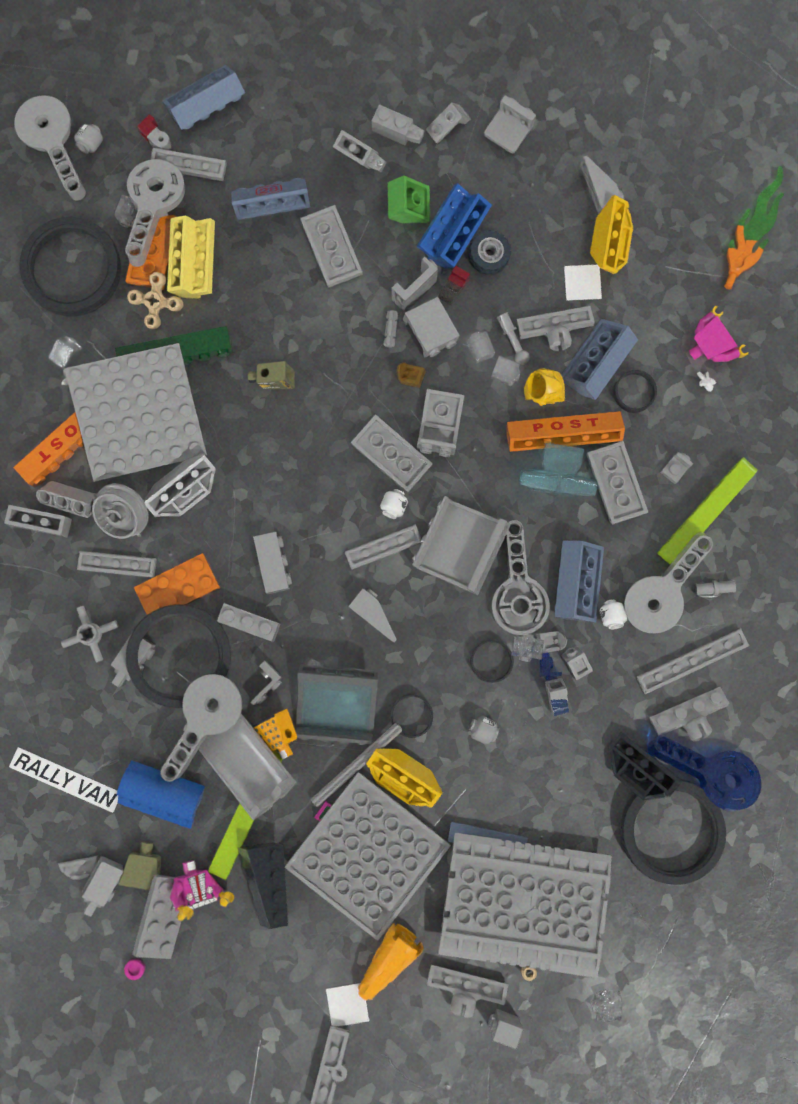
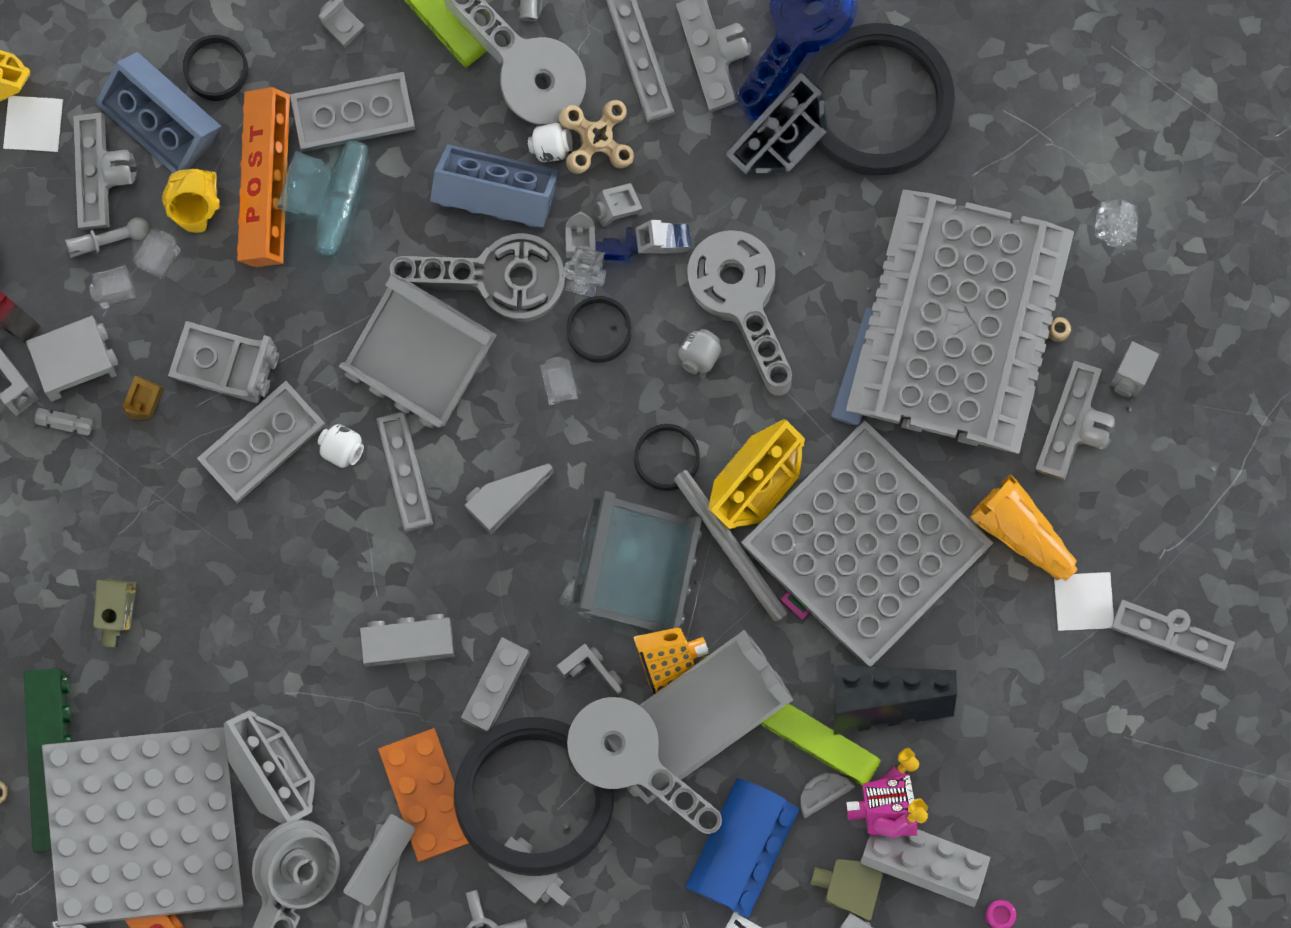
camera: 80 degrees left, 5 degrees down
(129, 563) = (379, 860): none -> light grey slope
(203, 842) = (823, 791): none -> light grey tile
(454, 639) = (558, 380): none -> clear brick
(522, 755) = (743, 300): none -> light grey beam
(617, 651) = (587, 129): none -> tan gear

